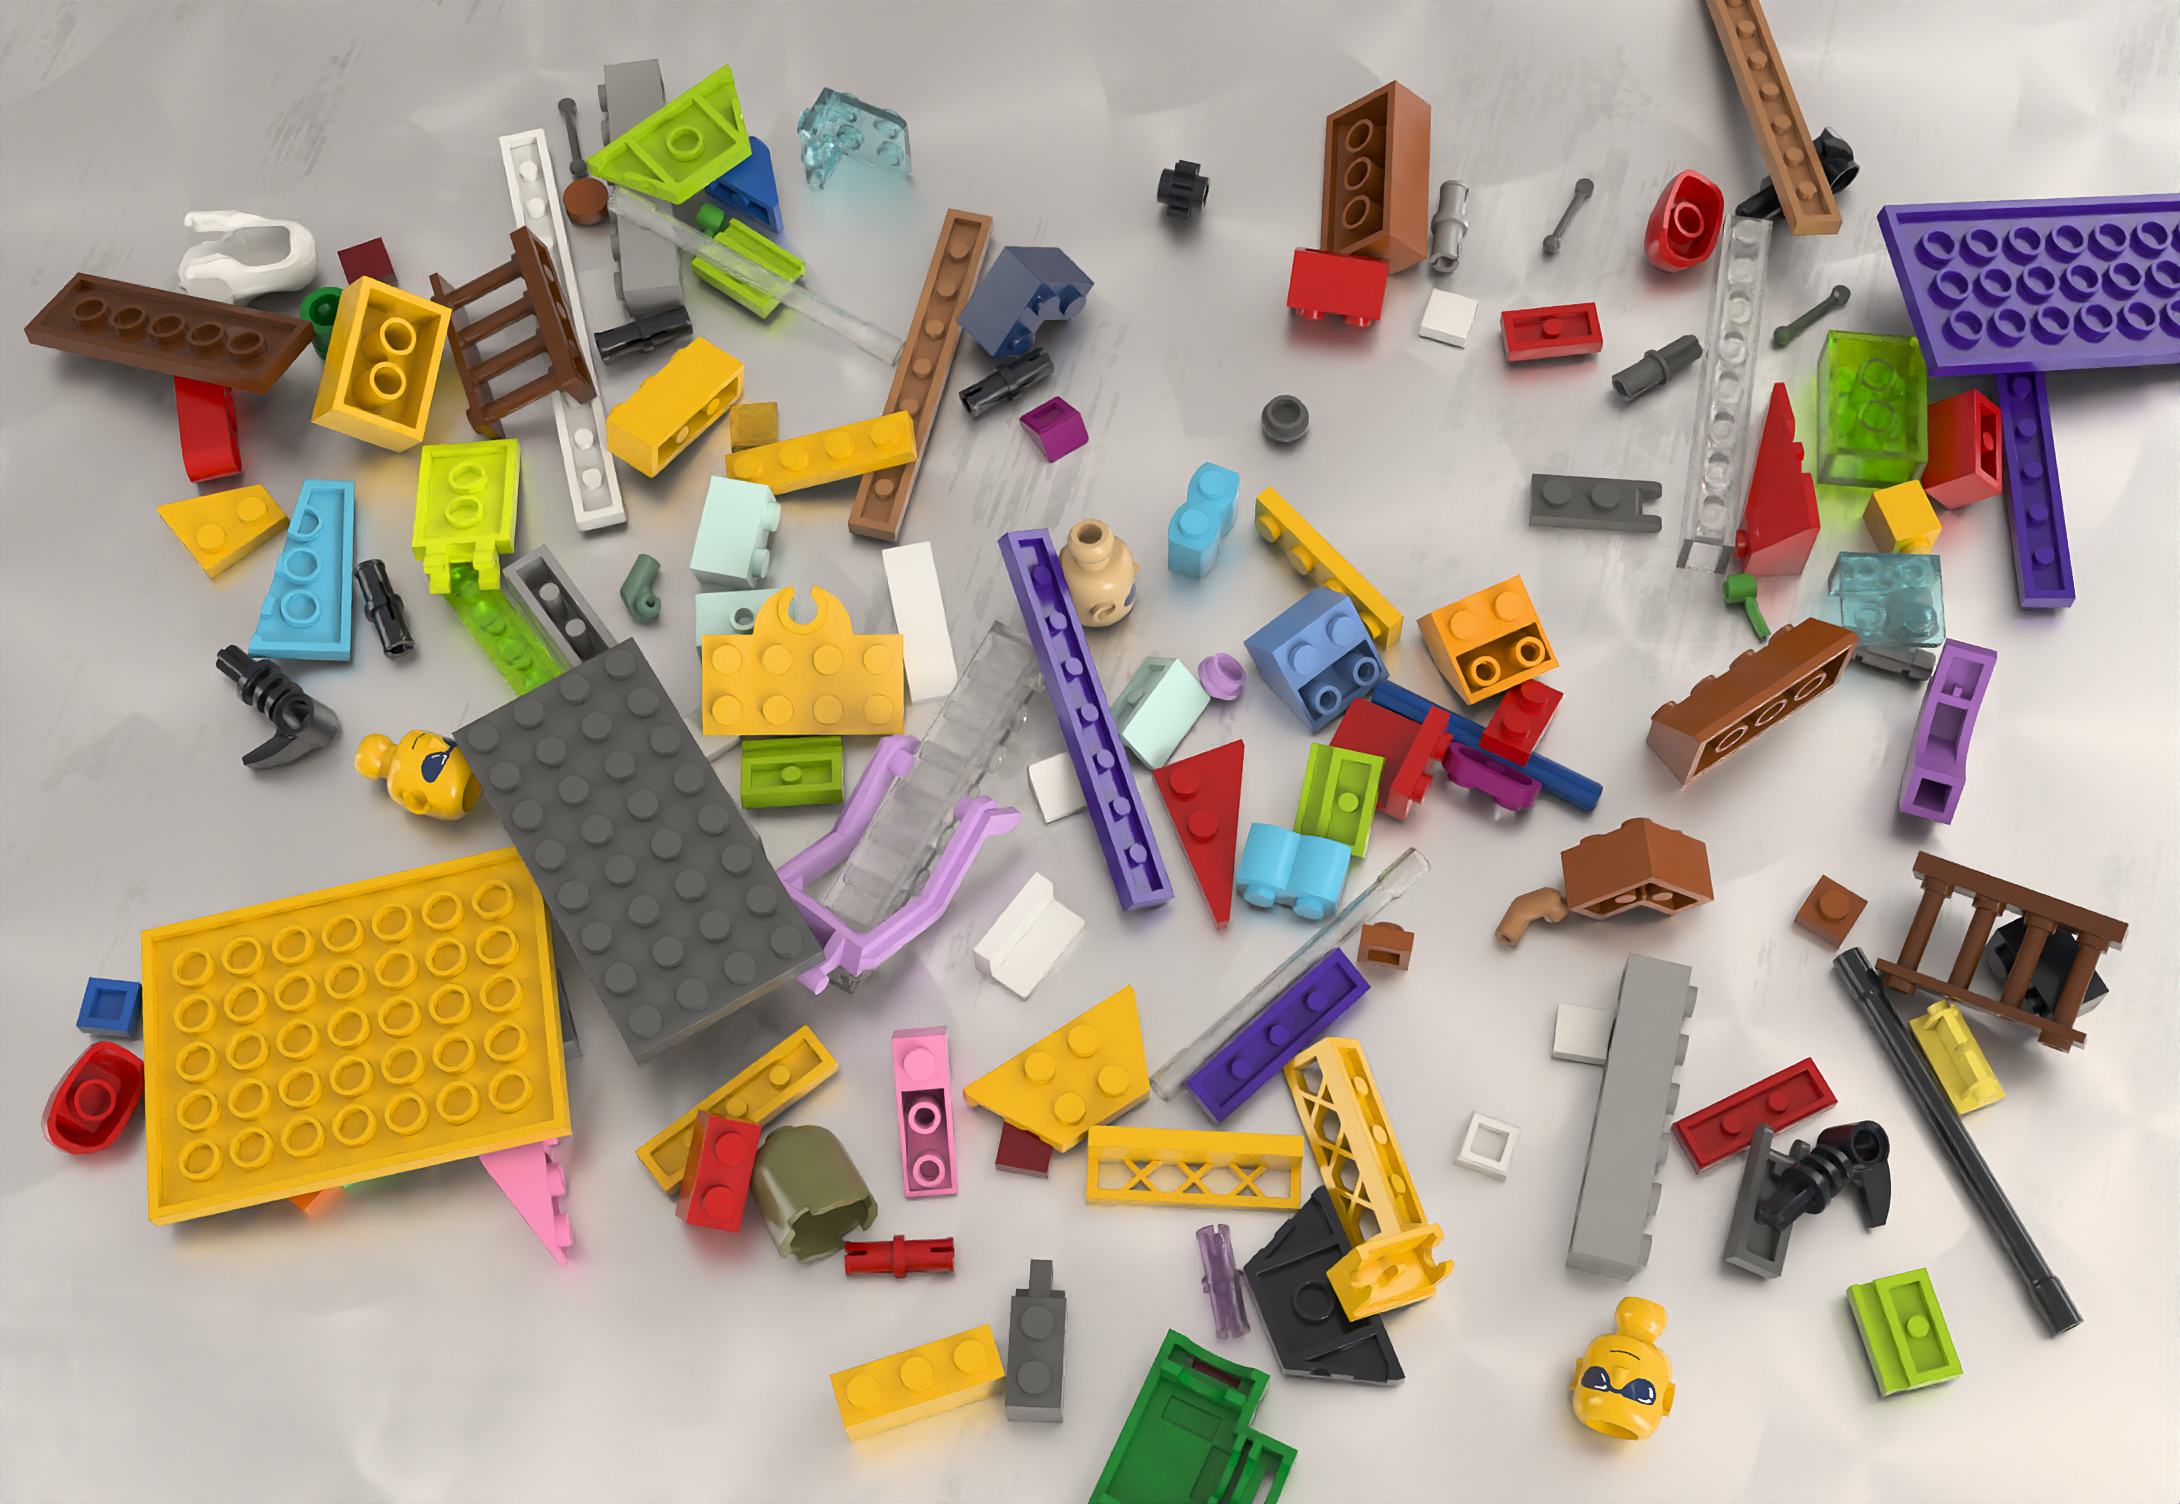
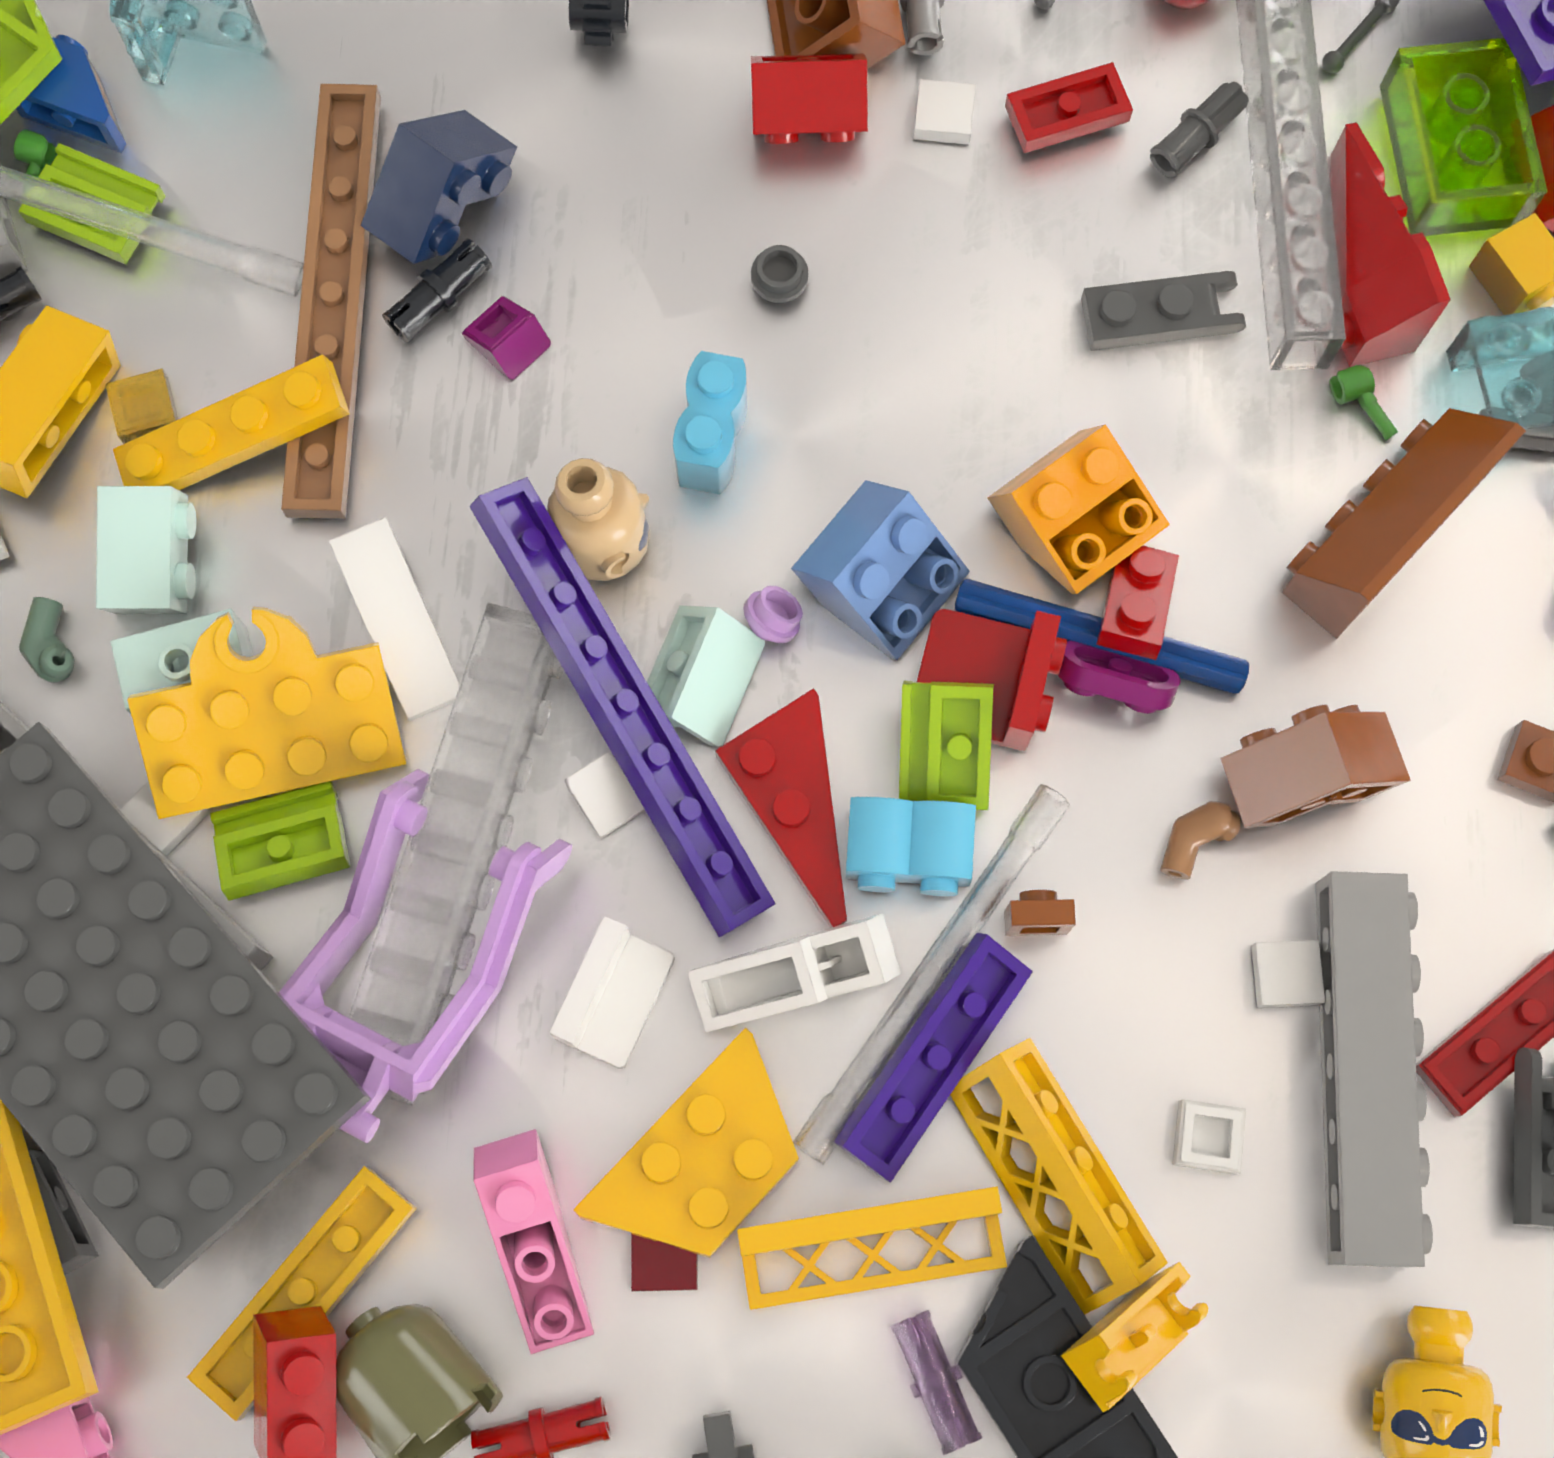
camera: 15 degrees left, 10 degrees up
(1178, 949) = (794, 973): none -> white slope
(1314, 555) = (852, 441): yellow plate -> none

